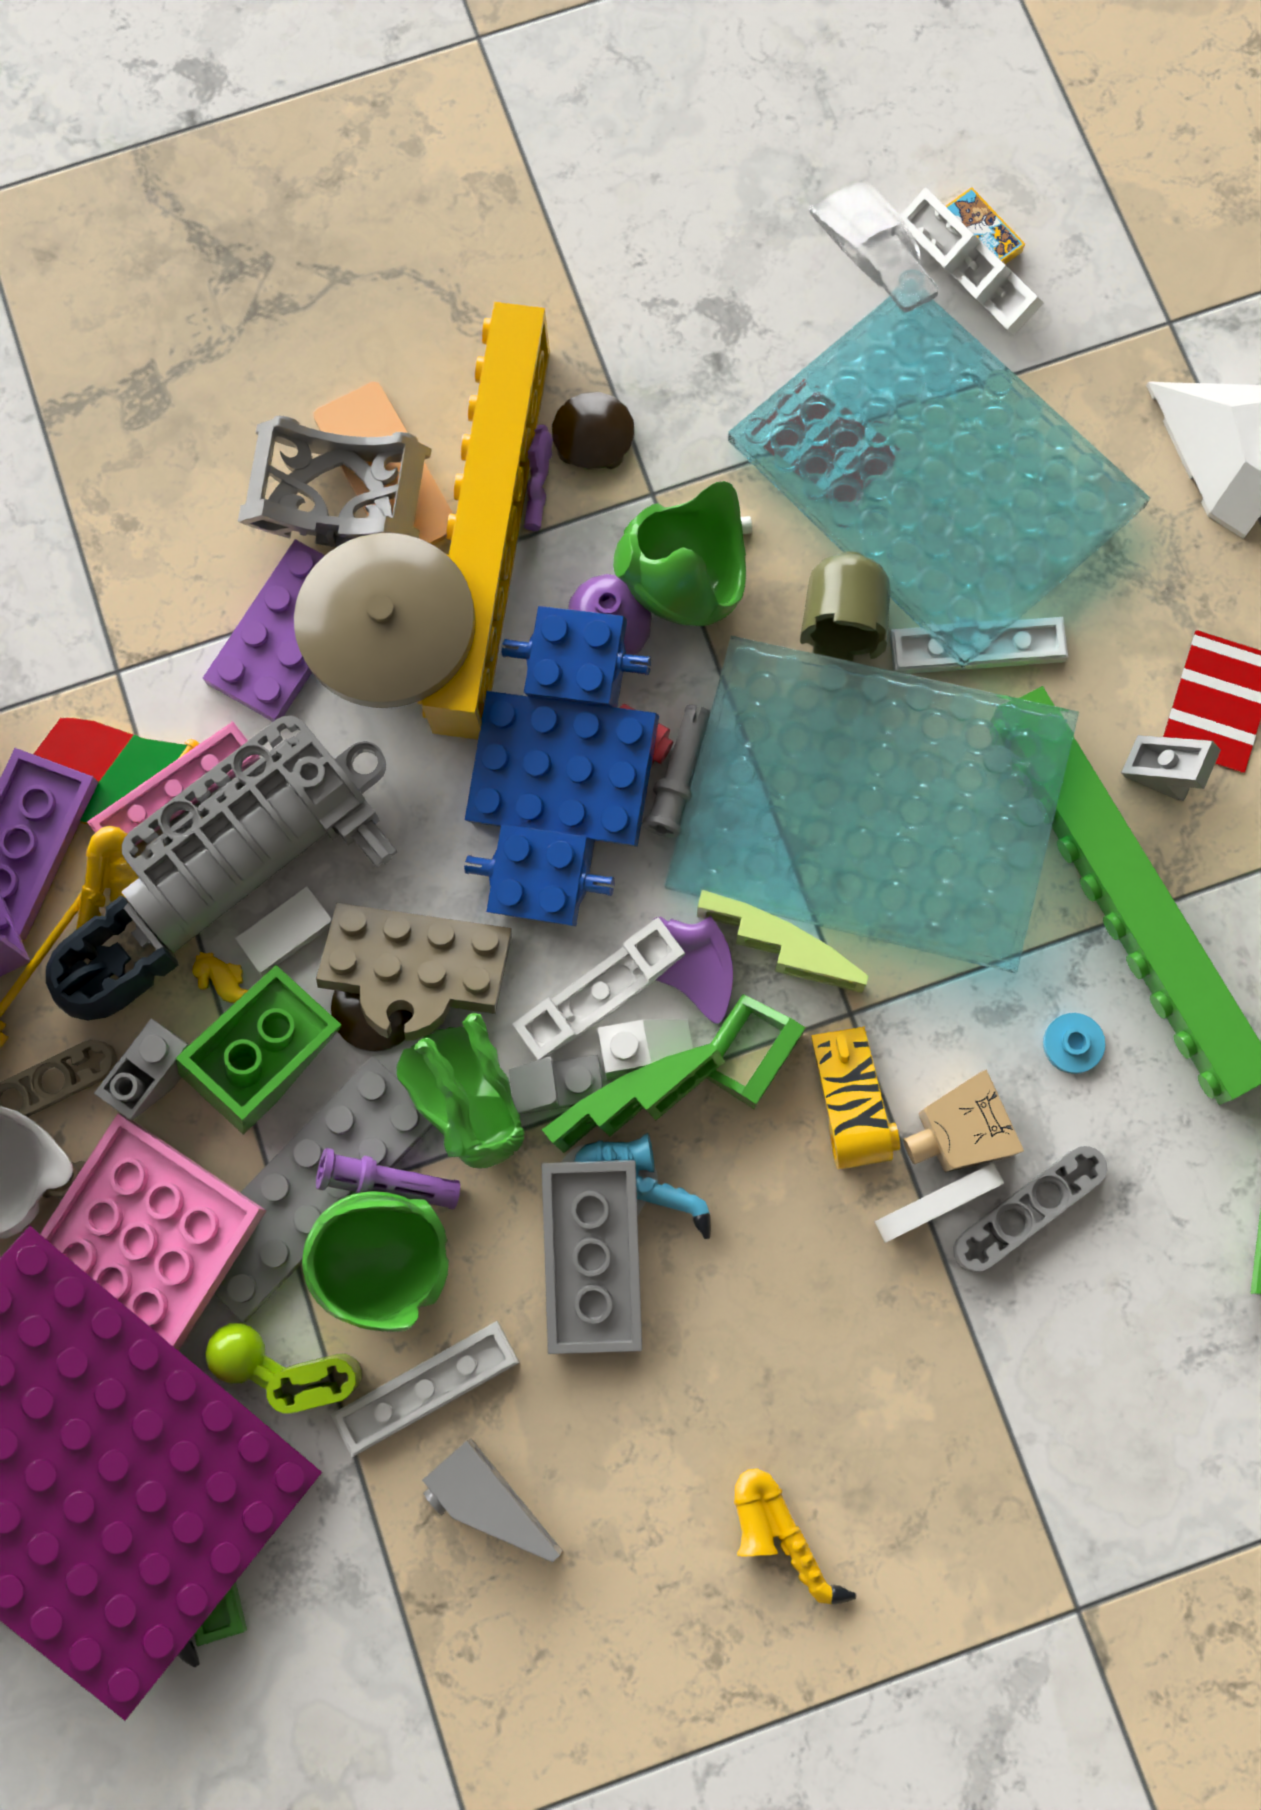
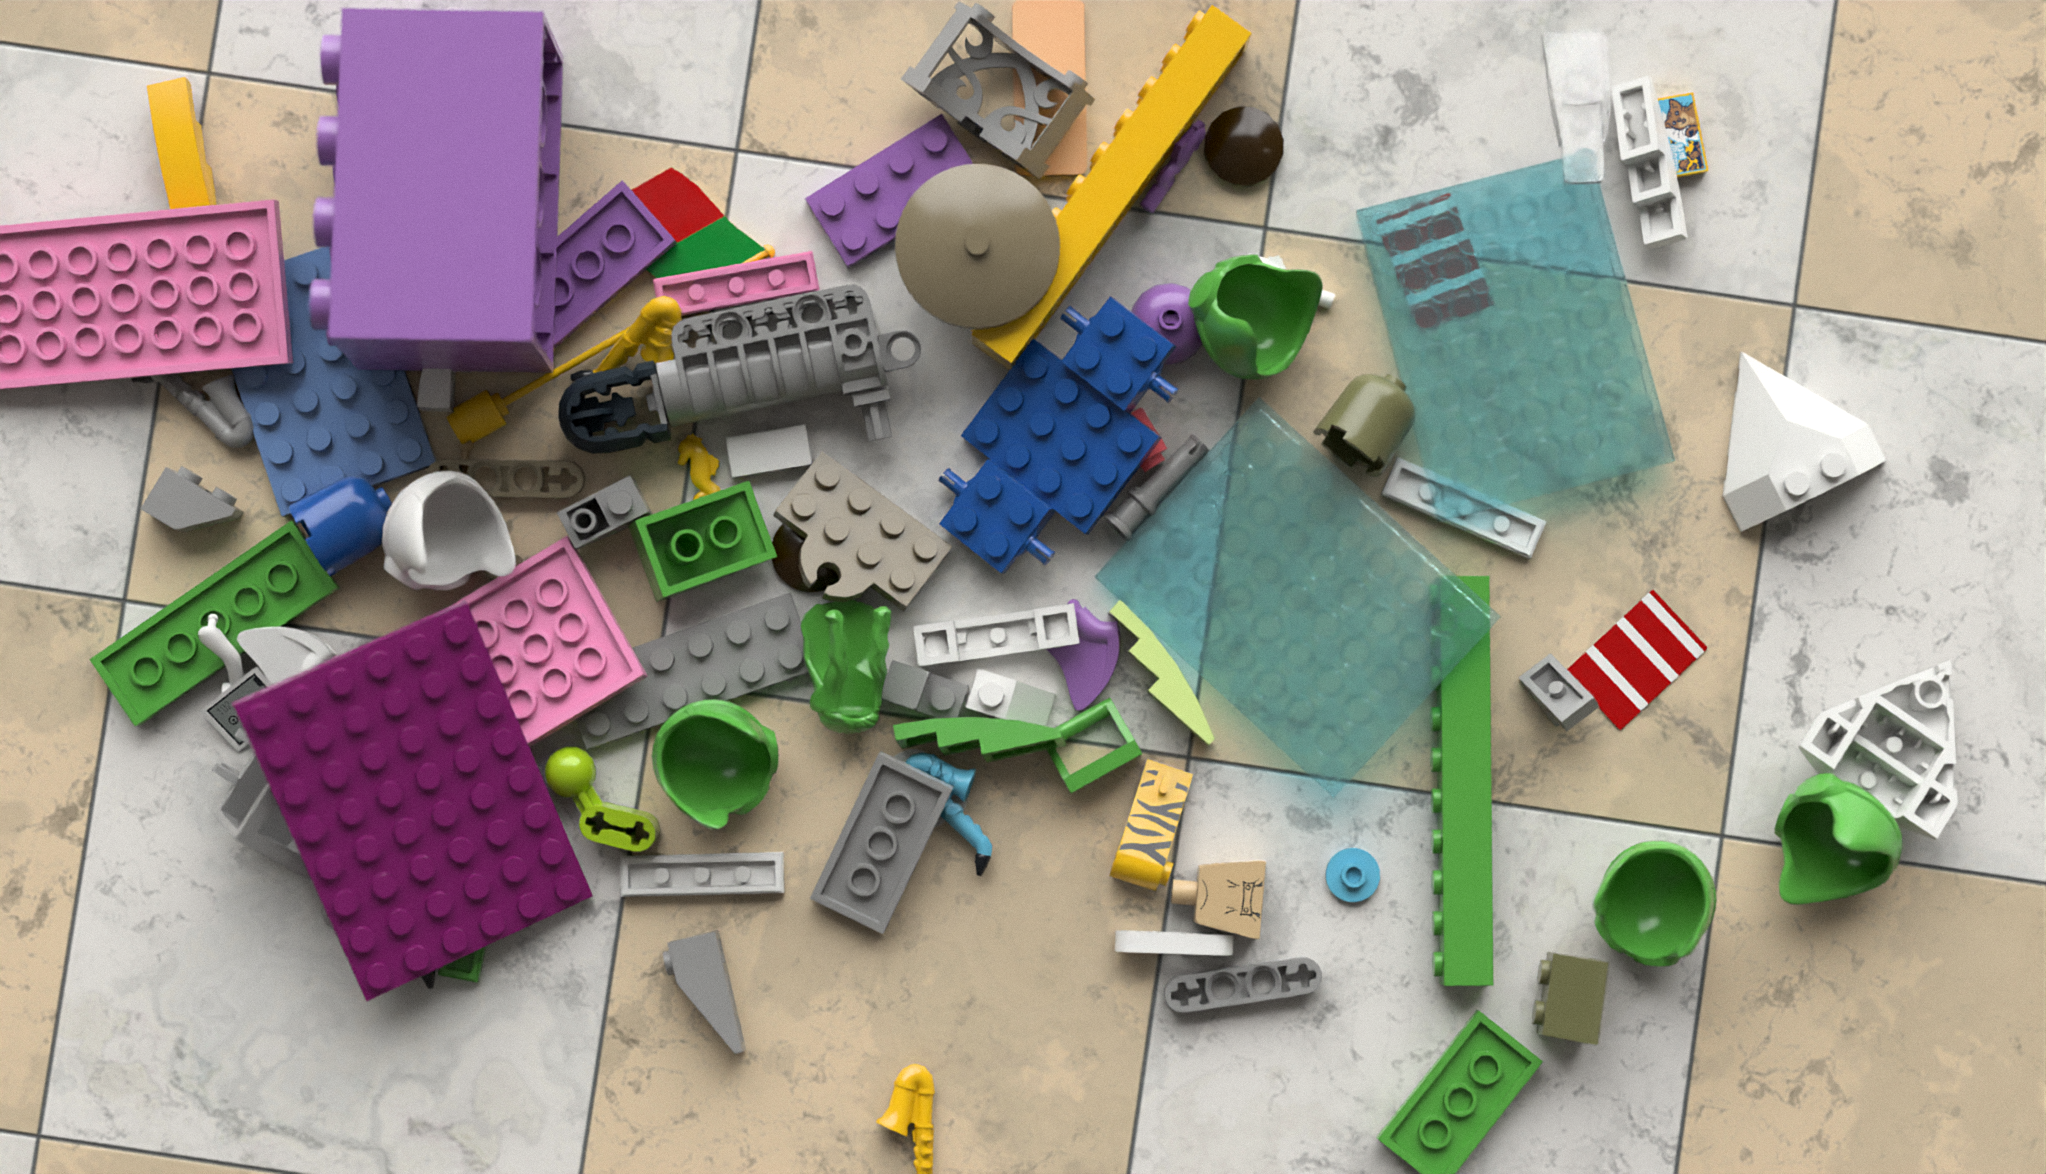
camera: 20 degrees right, 10 degrees up
(366, 1175) = (738, 690): medium lavender pin -> none

